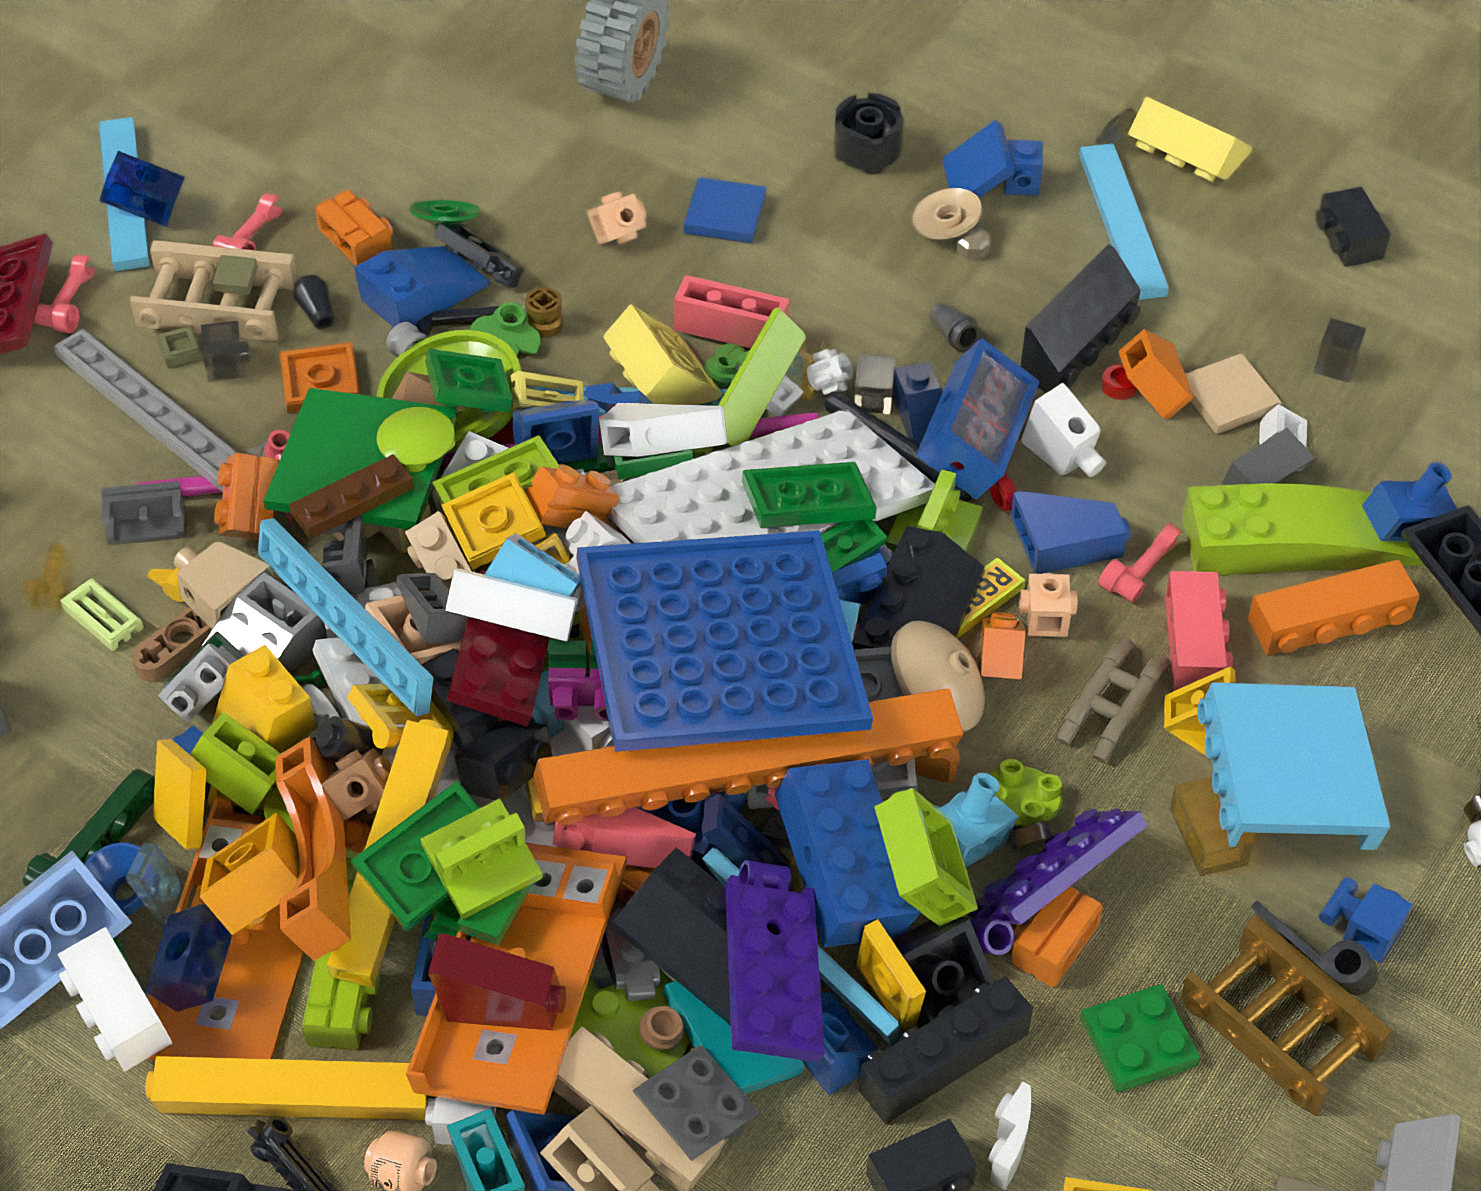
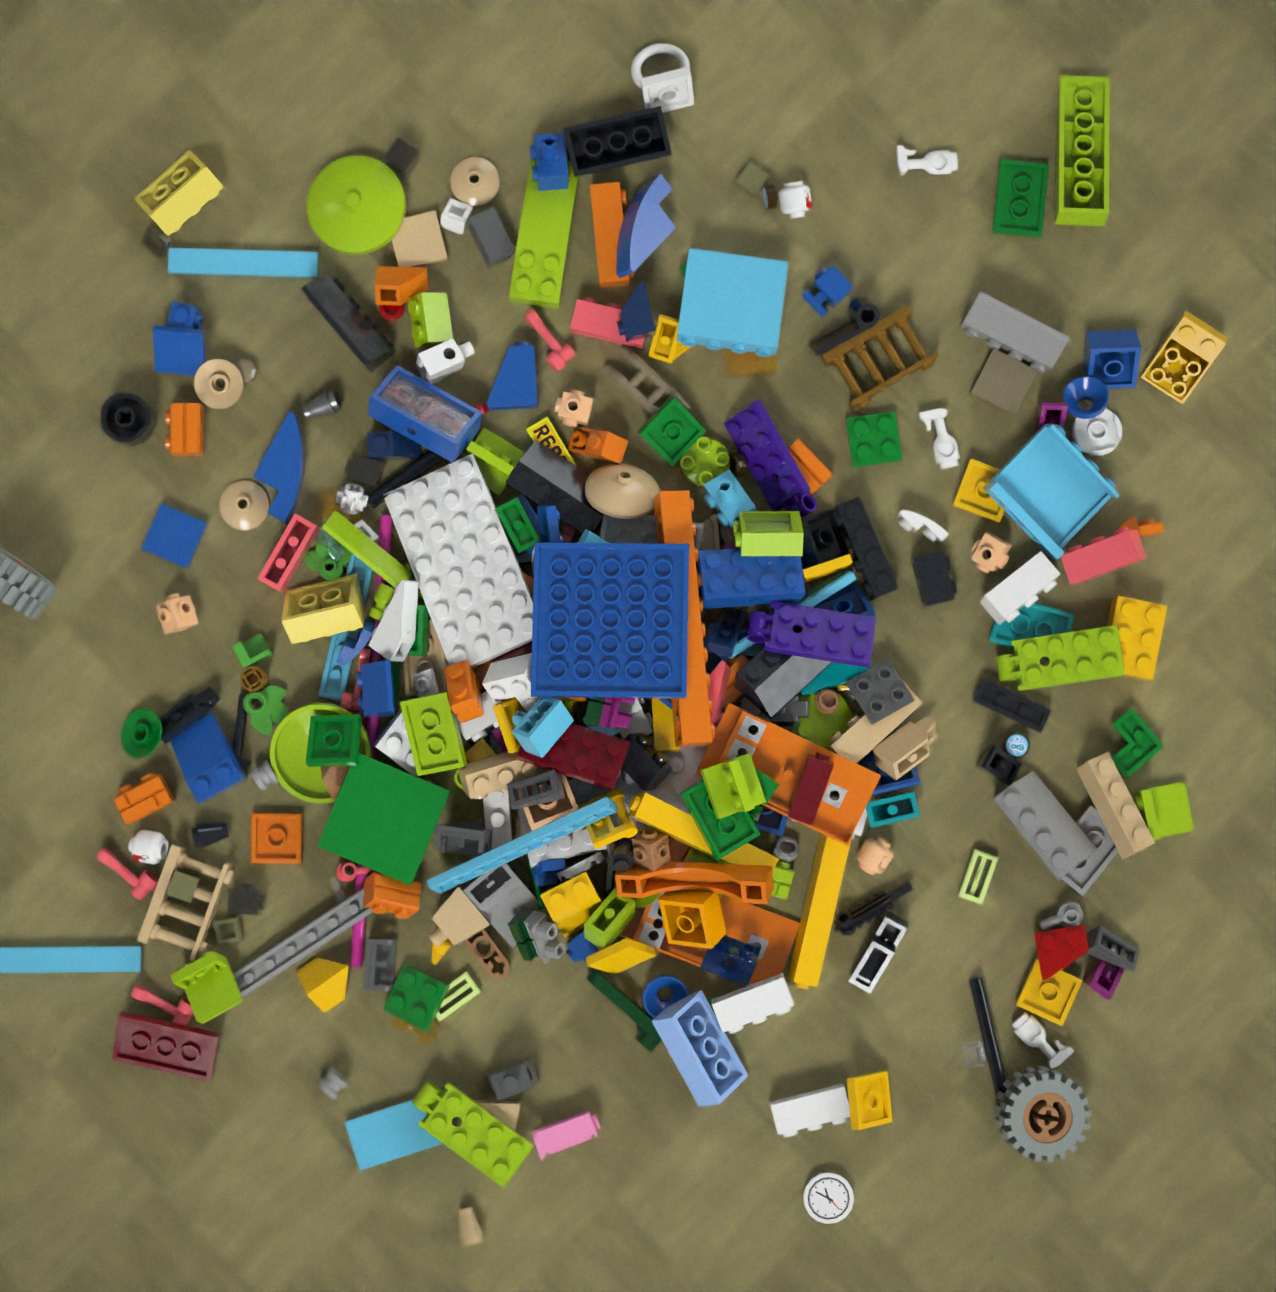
camera: 80 degrees left, 35 degrees up
(95, 564) = (416, 997): none -> green plate
(104, 454) = (324, 982): none -> yellow slope
(107, 325) = (208, 986): none -> lime bracket
(142, 188) = (79, 959): clear blue brick -> none
(155, 882) = (679, 973): clear light blue plate -> none
(289, 236) = (148, 847): none -> white head
(311, 670) = (546, 872): none -> blue slope
(351, 496) = (423, 828): reddish brown plate -> none
(392, 1022) = (786, 849): none -> light grey tile
(416, 437) = (381, 781): lime dish -> none
(490, 516) = (476, 742): yellow tile -> none
(511, 604) = (561, 741): white tile -> none
(523, 394) = (343, 706): light yellow tile -> none
(580, 306) = (252, 651): none -> bright green panel
(788, 274) = (256, 508): none -> tan dish
(808, 494) = (481, 539): green tile -> none
(856, 297) = (284, 468): none -> blue slope
(873, 194) = (185, 429): none -> orange brick
(1055, 732) = (671, 431): none -> green plate
(1124, 411) = (430, 319): none -> lime brick
(1168, 1153) = (944, 446): none -> white piece
(1222, 639) = (636, 316): none -> dark blue slope
(1251, 317) = (356, 205): none -> lime dish
(1343, 446) = (475, 193): none -> tan dish
(1352, 226) = (288, 109): black brick -> none
(1365, 635) = (643, 226): none -> slope

